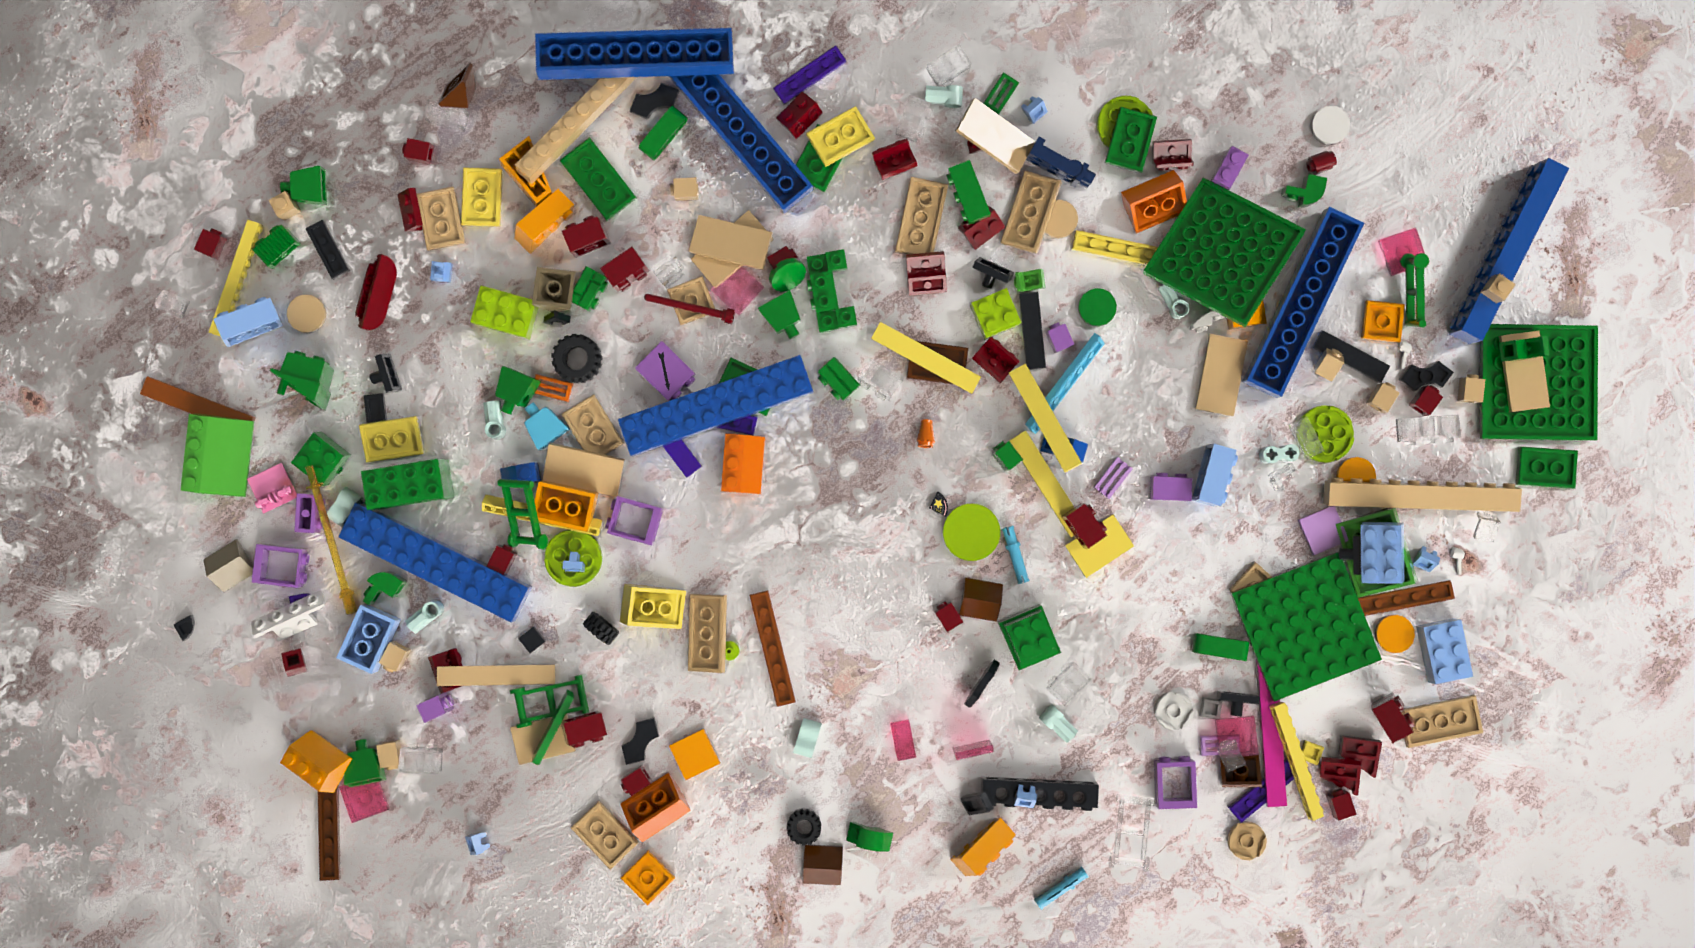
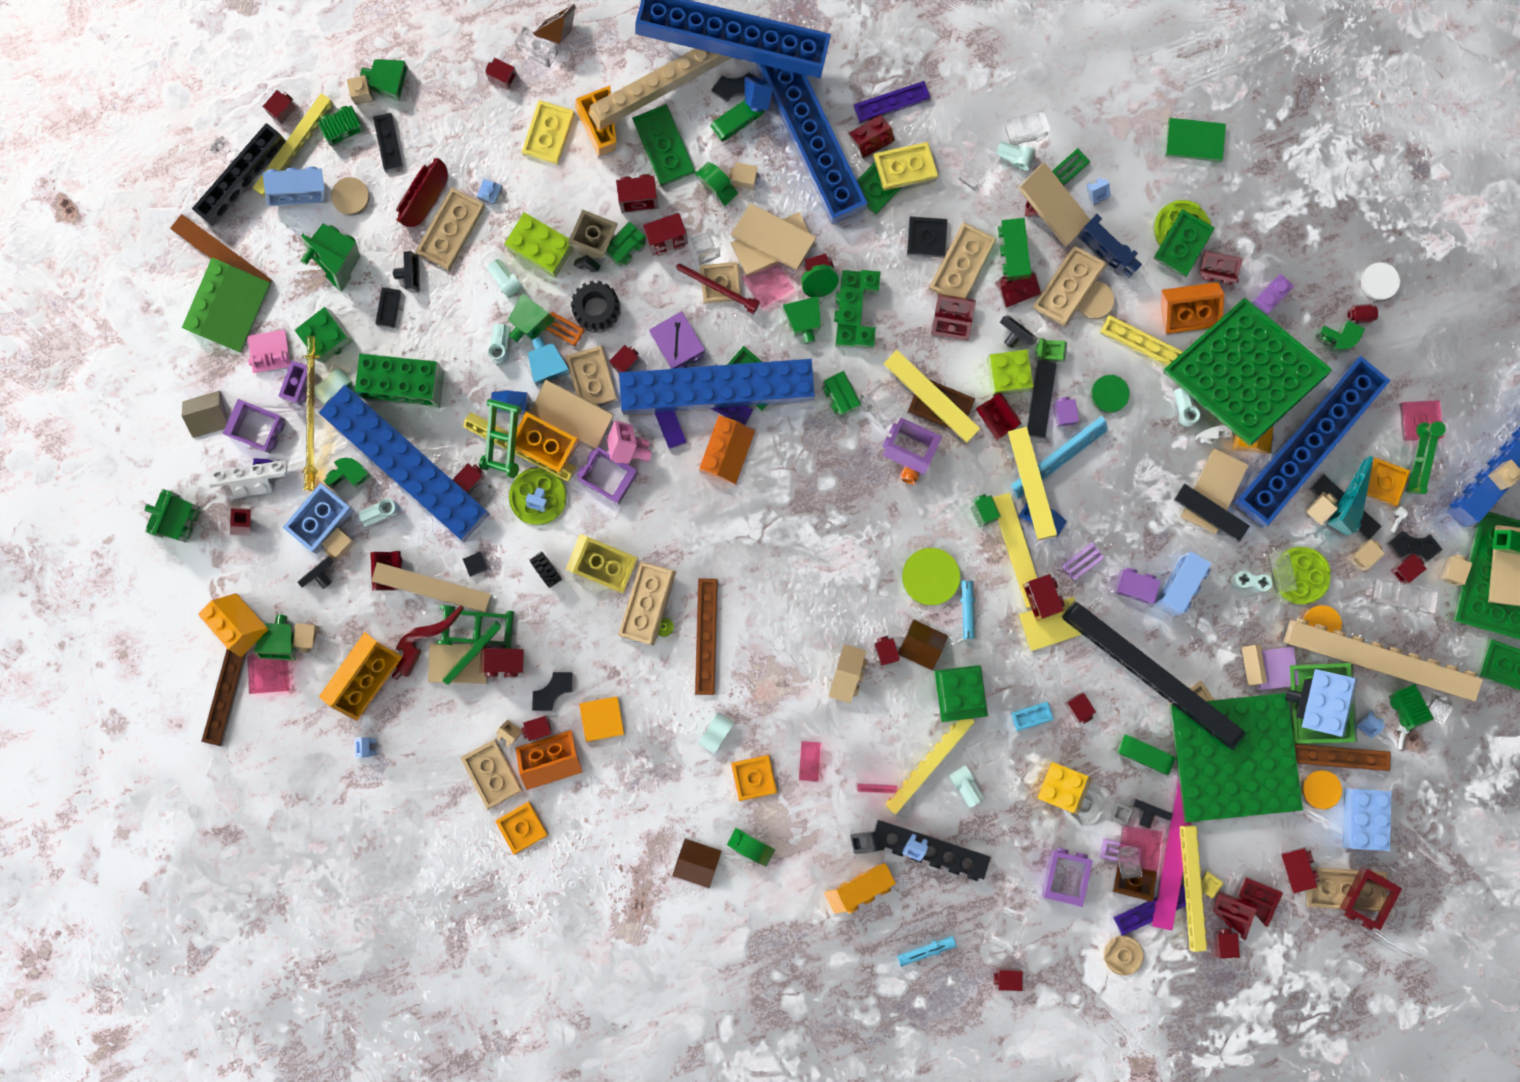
camera: 15 degrees right, 5 degrees down
(185, 627) = (145, 461): black tile -> none
(191, 323) = (239, 174): none -> black brick
(227, 676) = (172, 517): none -> green piece
(383, 691) = (318, 574): none -> black tile
(391, 439) = (396, 335): light yellow tile -> none
(410, 210) = (477, 125): dark red bracket -> none
(413, 319) = (450, 229): none -> tan tile
(435, 706) = (364, 601): medium lavender brick -> none
(440, 218) = (503, 142): tan tile -> none
(453, 779) = (360, 676): none -> light orange brick
(483, 356) = (506, 281): none -> light aqua piece
(489, 731) = (409, 639): none -> dark red piece
(543, 220) = (600, 168): light orange wedge -> none
(610, 791) = (509, 732): none -> tan tile
(620, 402) = (625, 359): none -> dark red brick
(644, 487) = (624, 444): none -> bright pink brick
(660, 203) = (717, 182): none -> green brick
(675, 104) = (757, 93): none -> blue slope
(804, 838) = (680, 828): black tyre -> none
(854, 770) = (753, 777): none -> light orange tile
(880, 200) = (927, 236): none -> black tile
(894, 159) = (951, 200): dark red bracket -> none
(915, 425) = (906, 457): none -> medium lavender window
(917, 648) = (848, 674): none -> tan brick
(939, 504) = (906, 541): black tile -> none
(976, 692) = (892, 734): black tile -> none
(1015, 715) = (929, 764): none -> light yellow piece
(1103, 639) = (1032, 716): none -> medium azure plate
(1116, 32) = (1195, 139): none -> green tile
(1145, 893) = (1008, 979): none -> dark red brick
(1147, 619) = (1080, 708): none -> dark red brick
(1151, 701) = (1064, 788): none -> yellow brick
(1208, 571) = (1154, 675): none -> black beam
(1224, 398) = (1211, 512): none -> black tile
(1301, 533) = (1254, 664): none -> tan tile
(1357, 349) = (1352, 504): none -> teal wedge
(1449, 723) = (1362, 876): none -> dark red window
(1460, 534) = (1410, 707): none -> green brick

